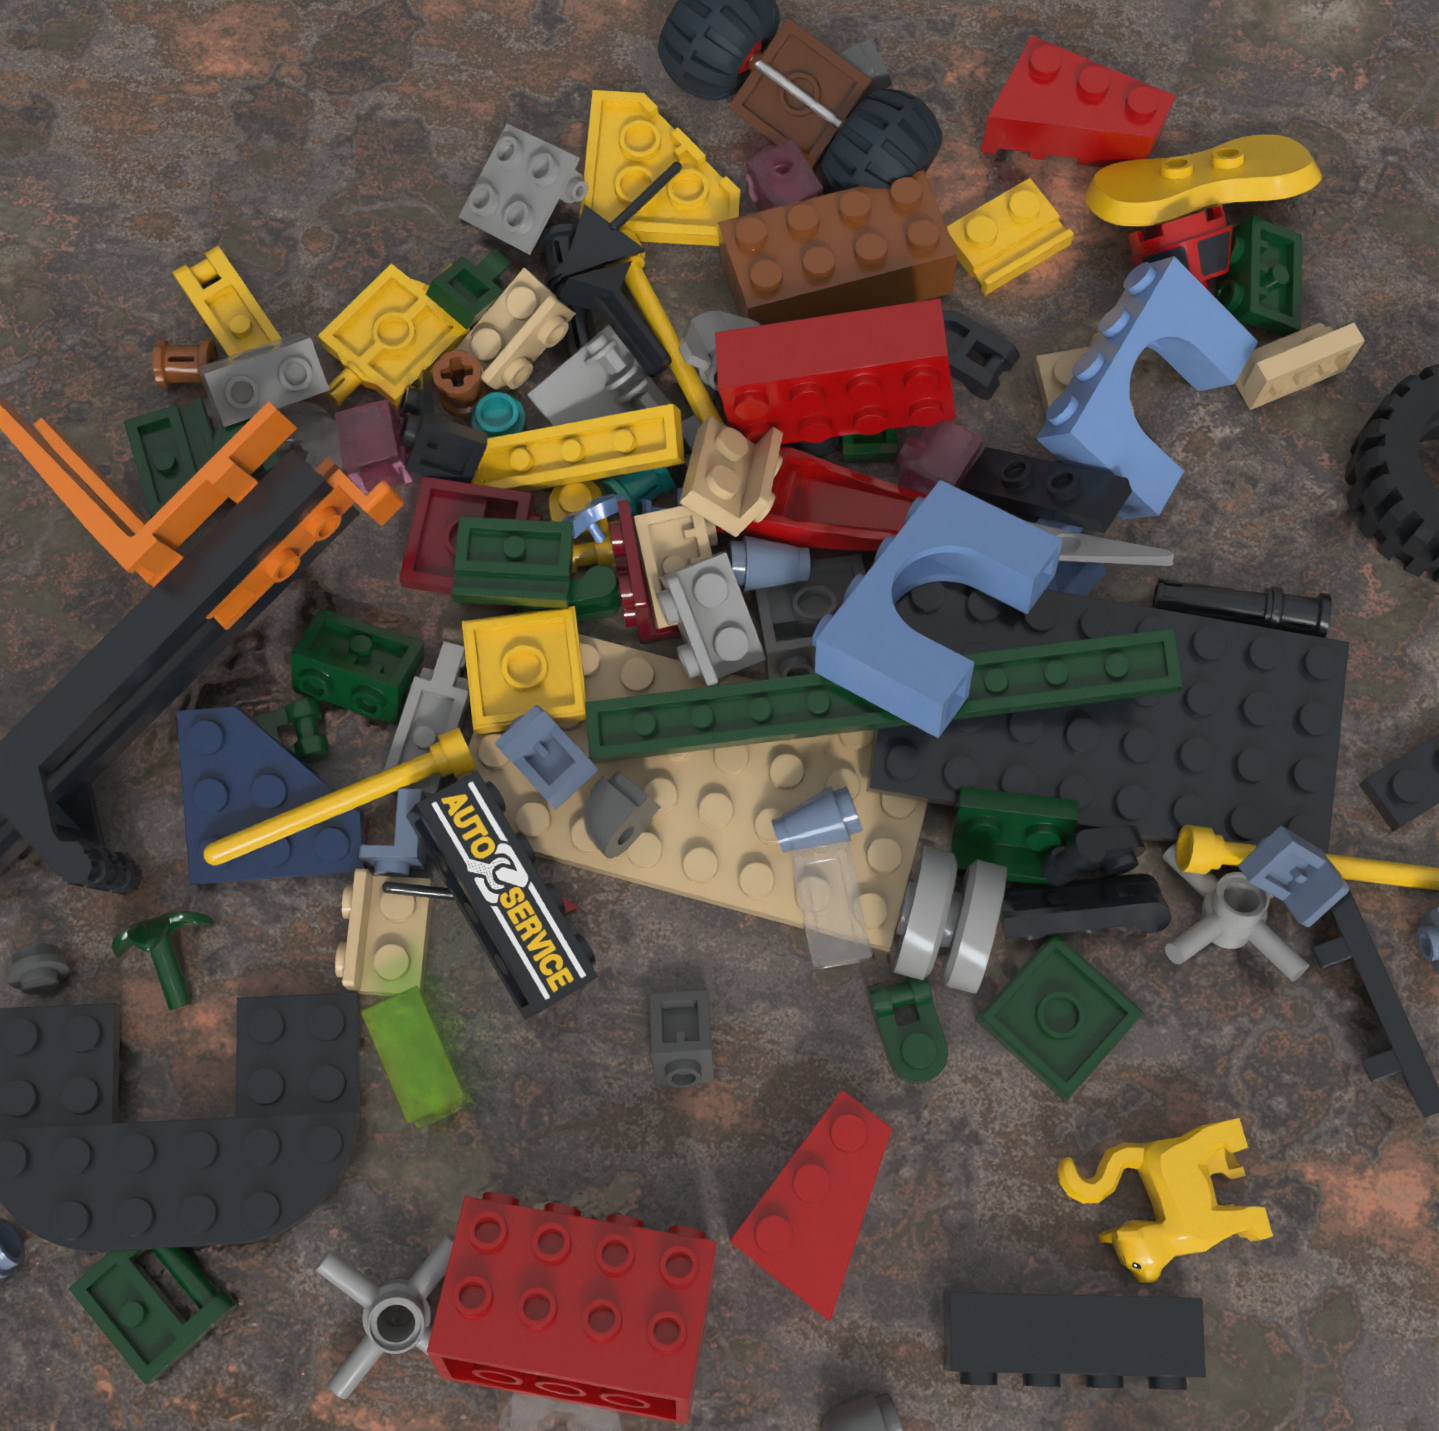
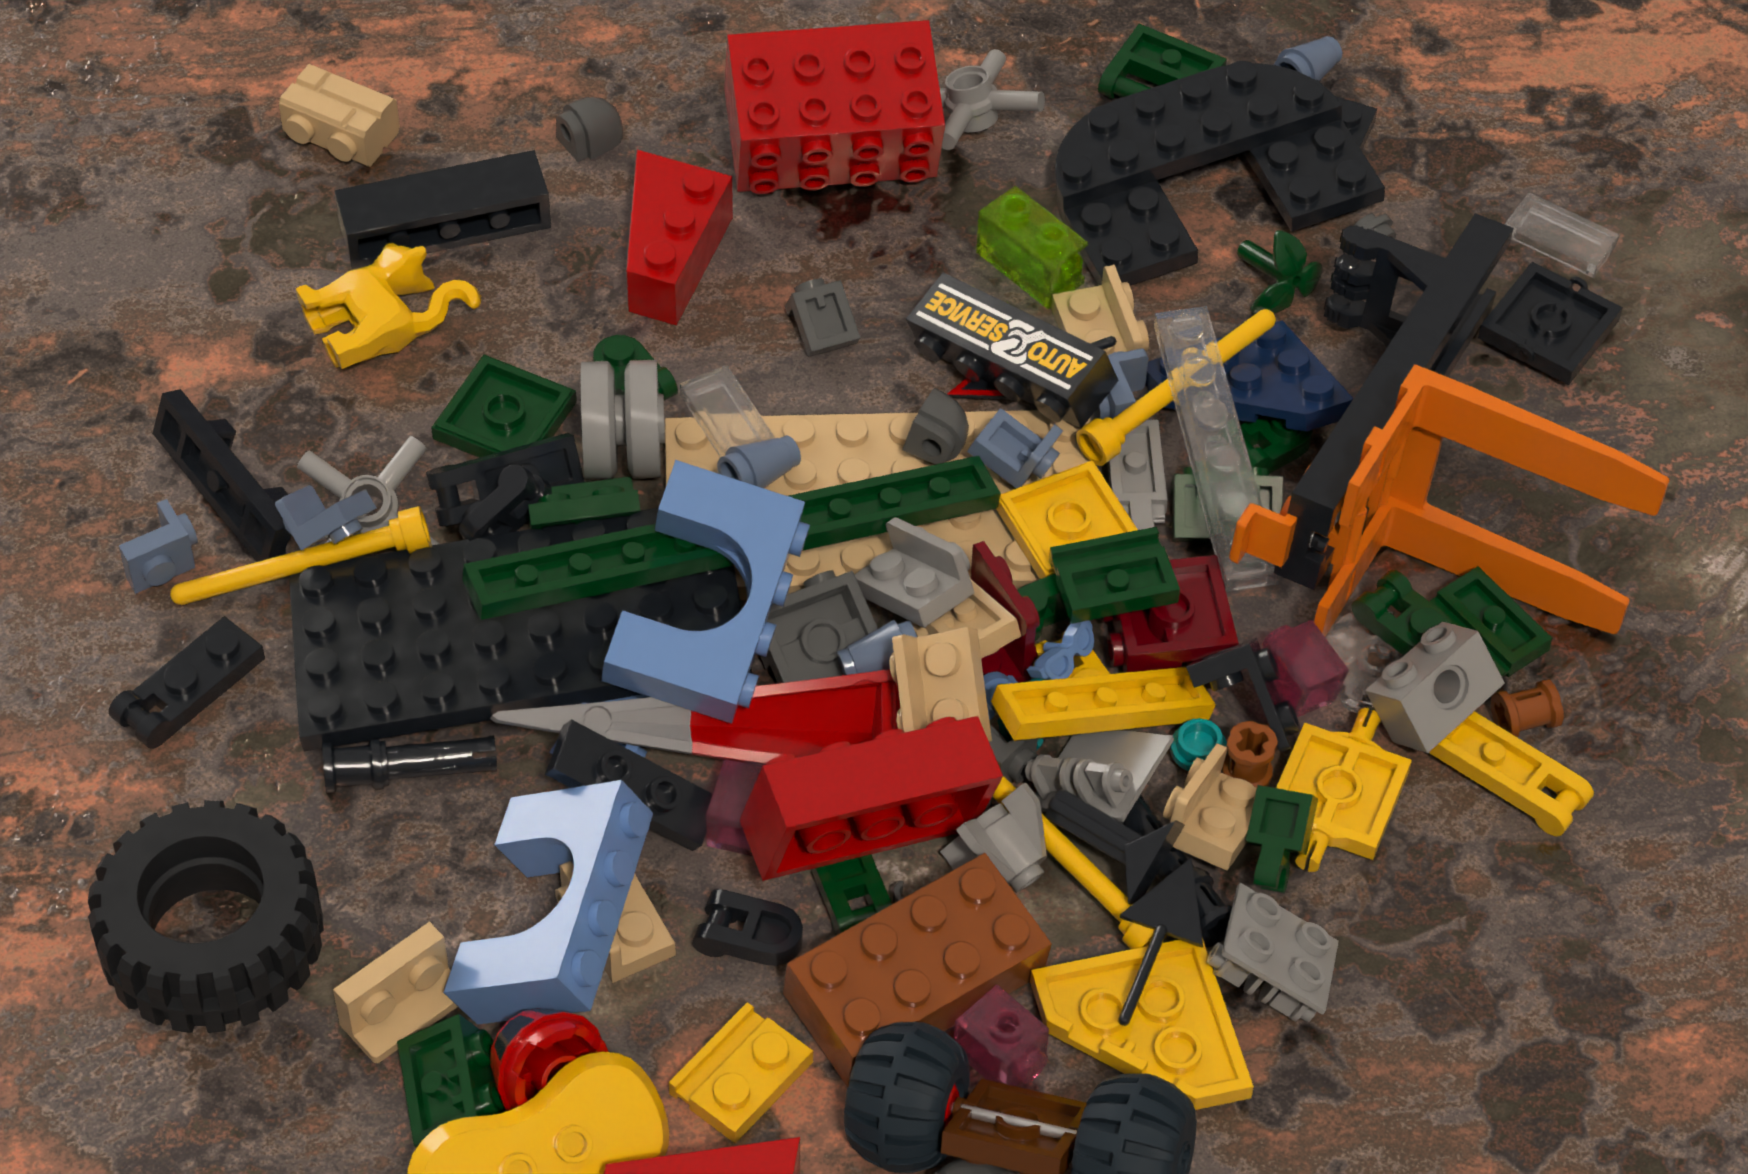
camera: 160 degrees right, 20 degrees down
(342, 701) = (1211, 437): none -> clear plate

